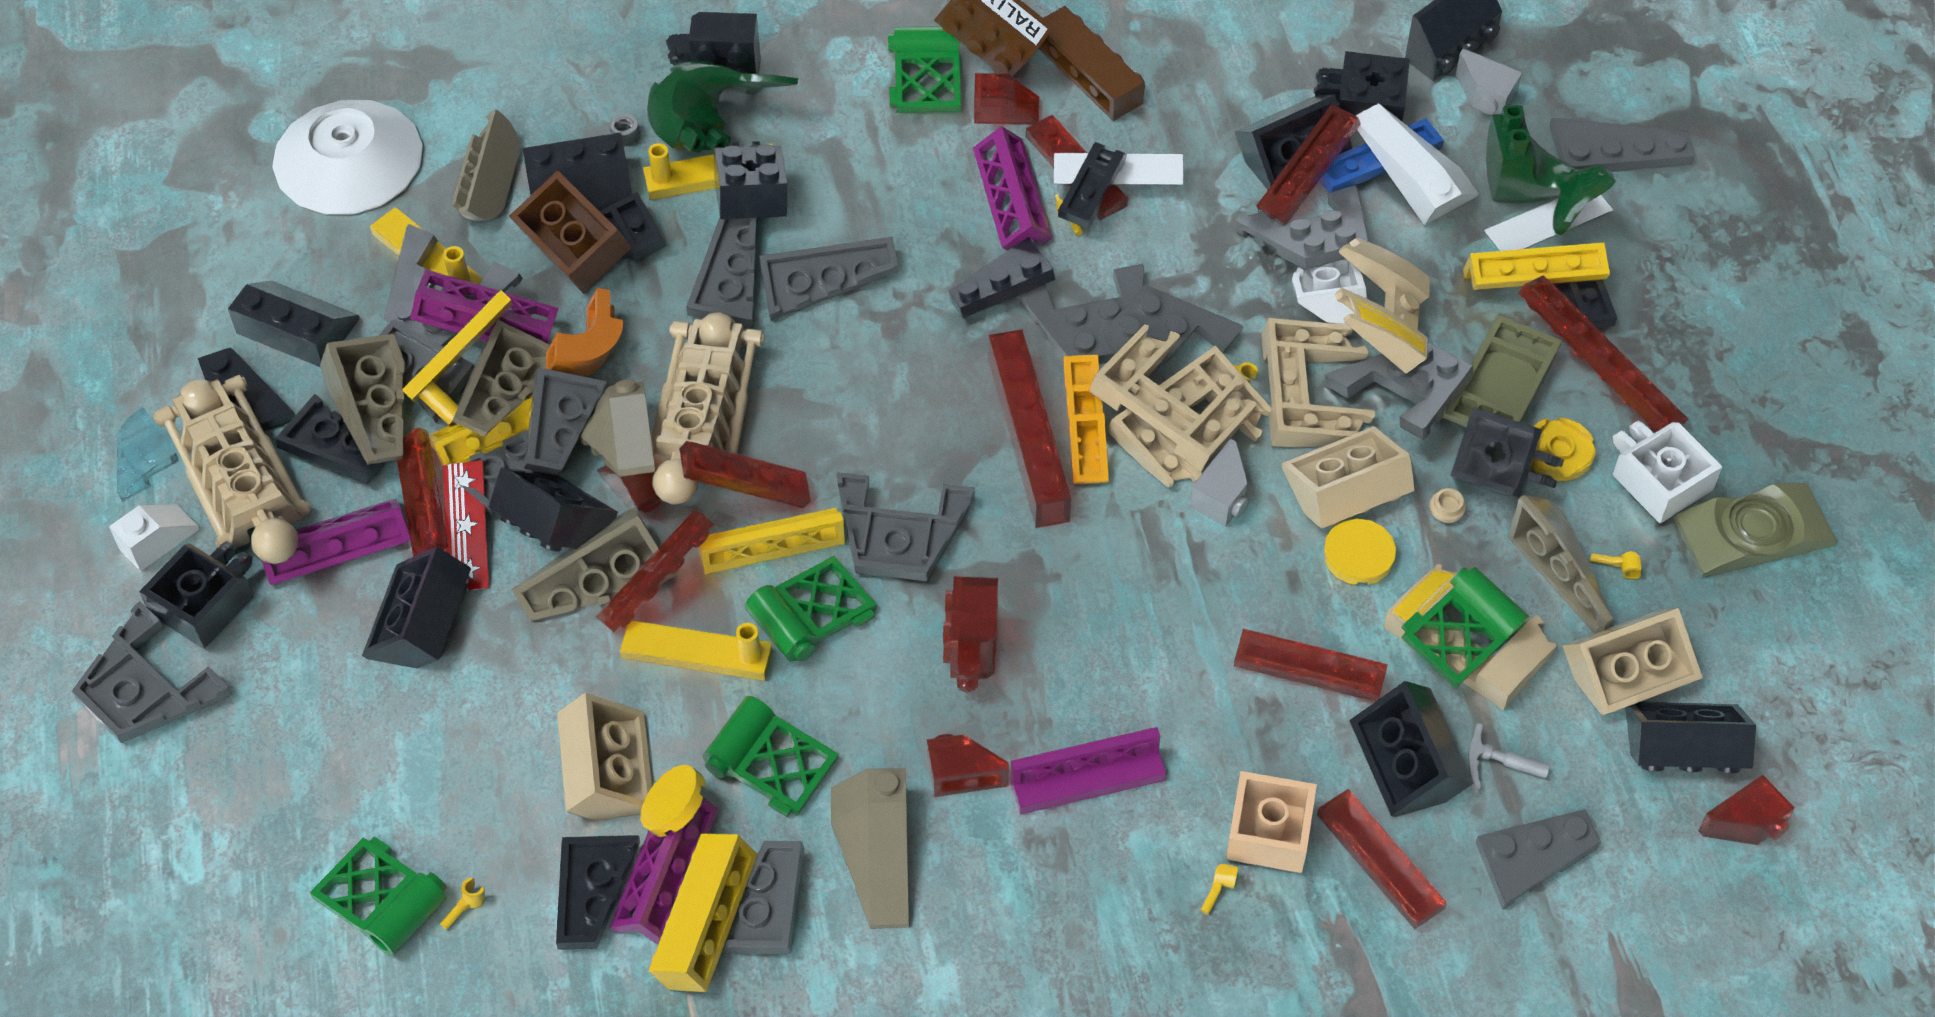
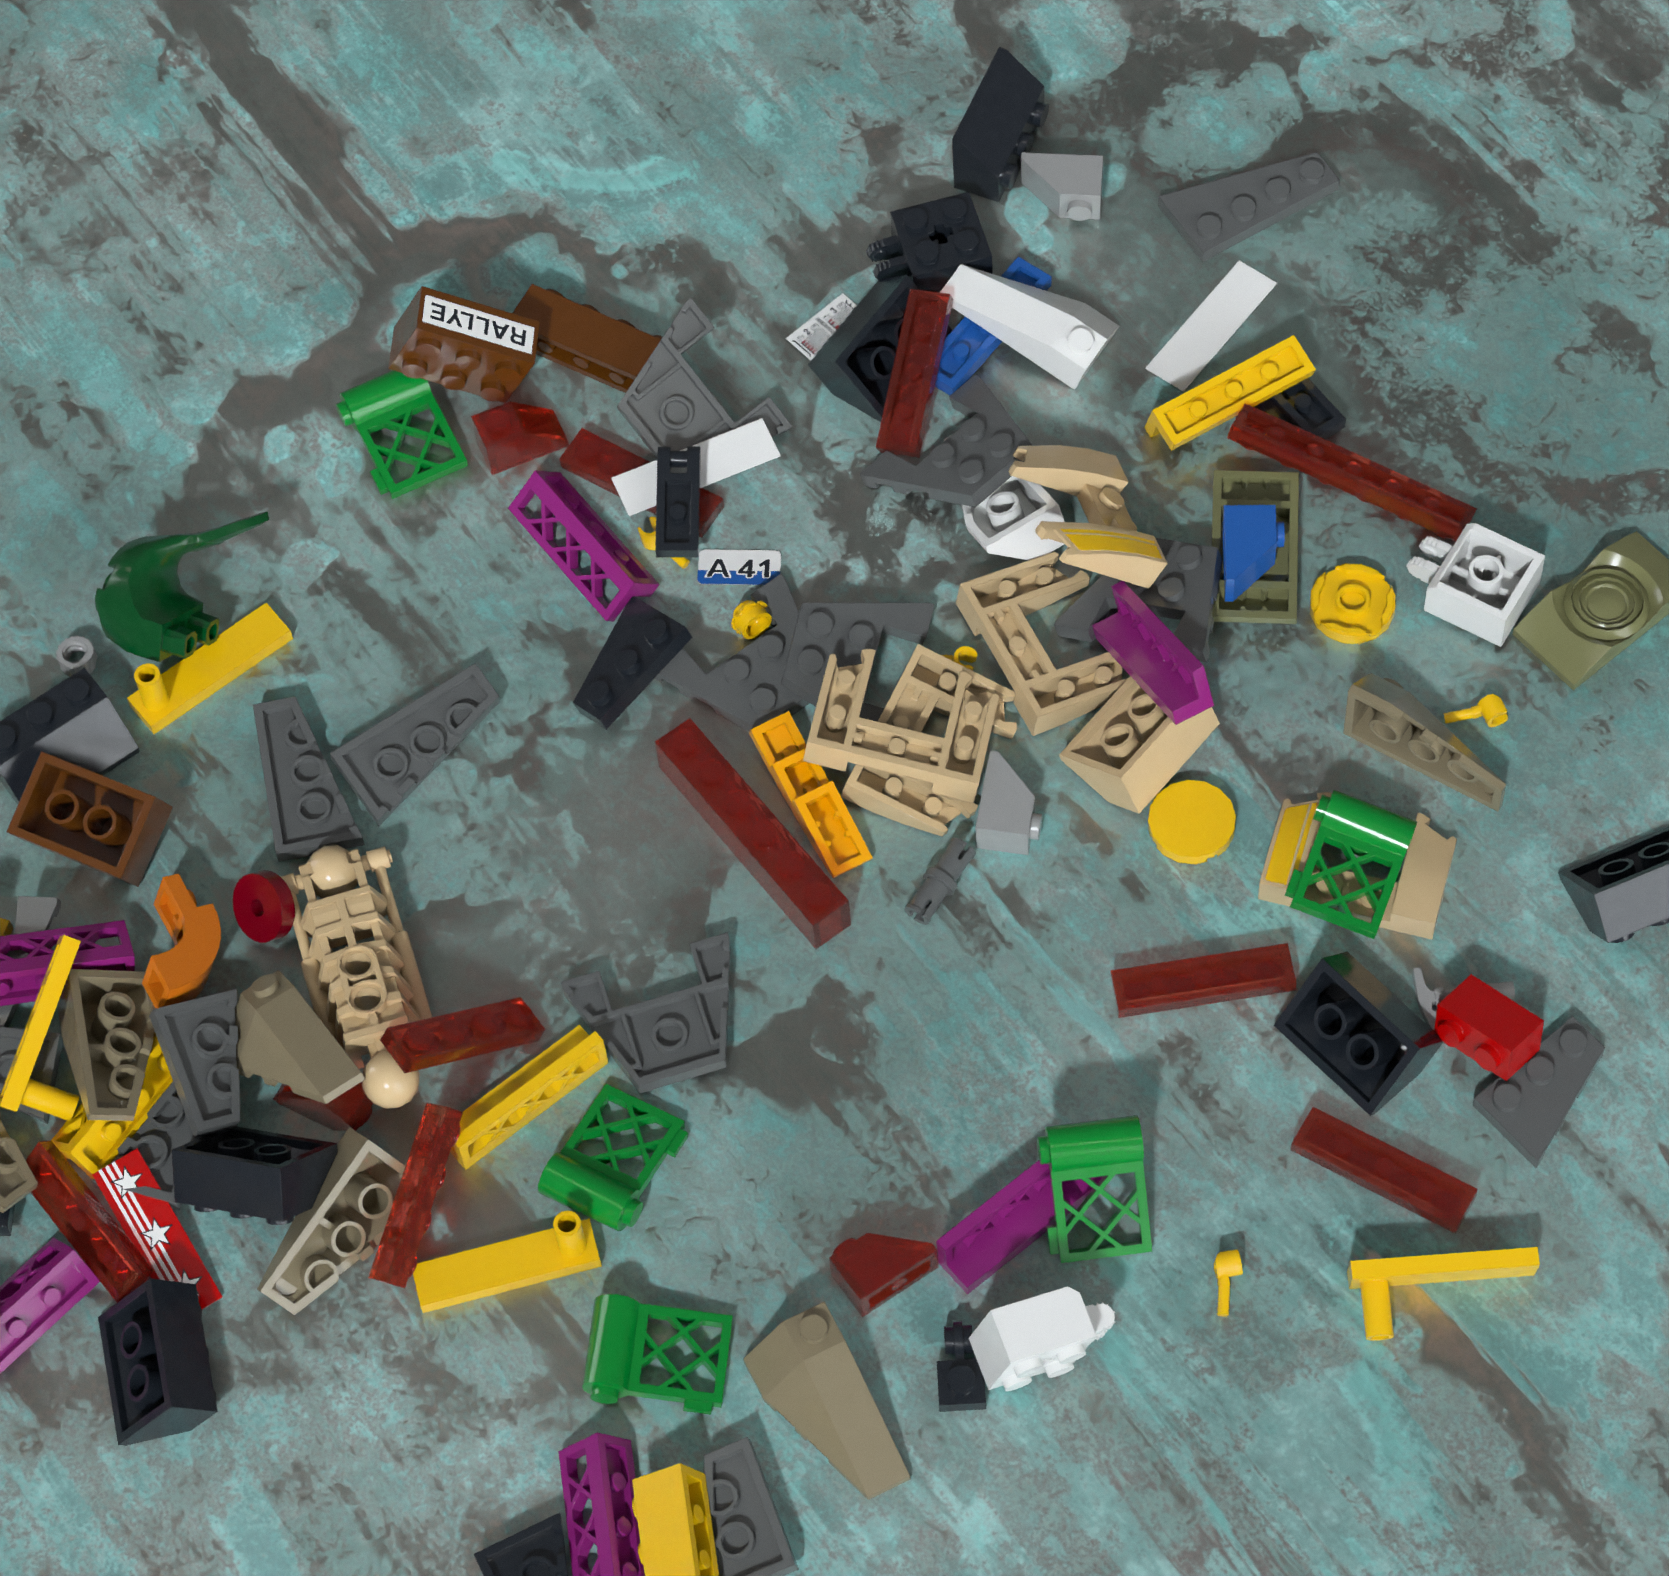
camera: 20 degrees left, 5 degrees up
(603, 758) = (472, 1441): tan slope -> none
(636, 226) = (158, 774): black wing -> none
(657, 337) = (263, 906): none -> dark red piece
(672, 800) = (580, 1455): yellow tile -> none
(719, 39) = (143, 502): black hinge -> none
(750, 181) = (272, 664): black hinge -> none
(971, 630) = (814, 1106): clear red hinge -> none
(981, 872) = (960, 1380): none -> black plate
(1051, 861) = (1037, 1337): none -> white hinge
(1105, 285) = (751, 619): none -> yellow plate
(1115, 248) = (738, 566): none -> sticker
(1123, 119) = (672, 404): none -> dark grey wing
(1149, 516) = (940, 881): none -> dark grey pin
(1157, 744) = (1091, 1151): none -> green piece
(1251, 115) = (820, 328): none -> white sticker
(1271, 822) = (1250, 1182): light nougat brick -> none
(1338, 932) = (1377, 1275): none -> yellow piece
(1384, 420) = (1154, 657): none -> magenta fence
(1447, 505) = (1263, 725): tan plate -> none
(1496, 373) = (1248, 545): none -> blue slope
(1512, 787) = (1488, 1027): none -> red brick
(1519, 444) = (1316, 623): black hinge -> none
(1527, 173) = (1164, 278): dark green hips -> none
(1633, 660) = (1547, 822): tan slope -> none

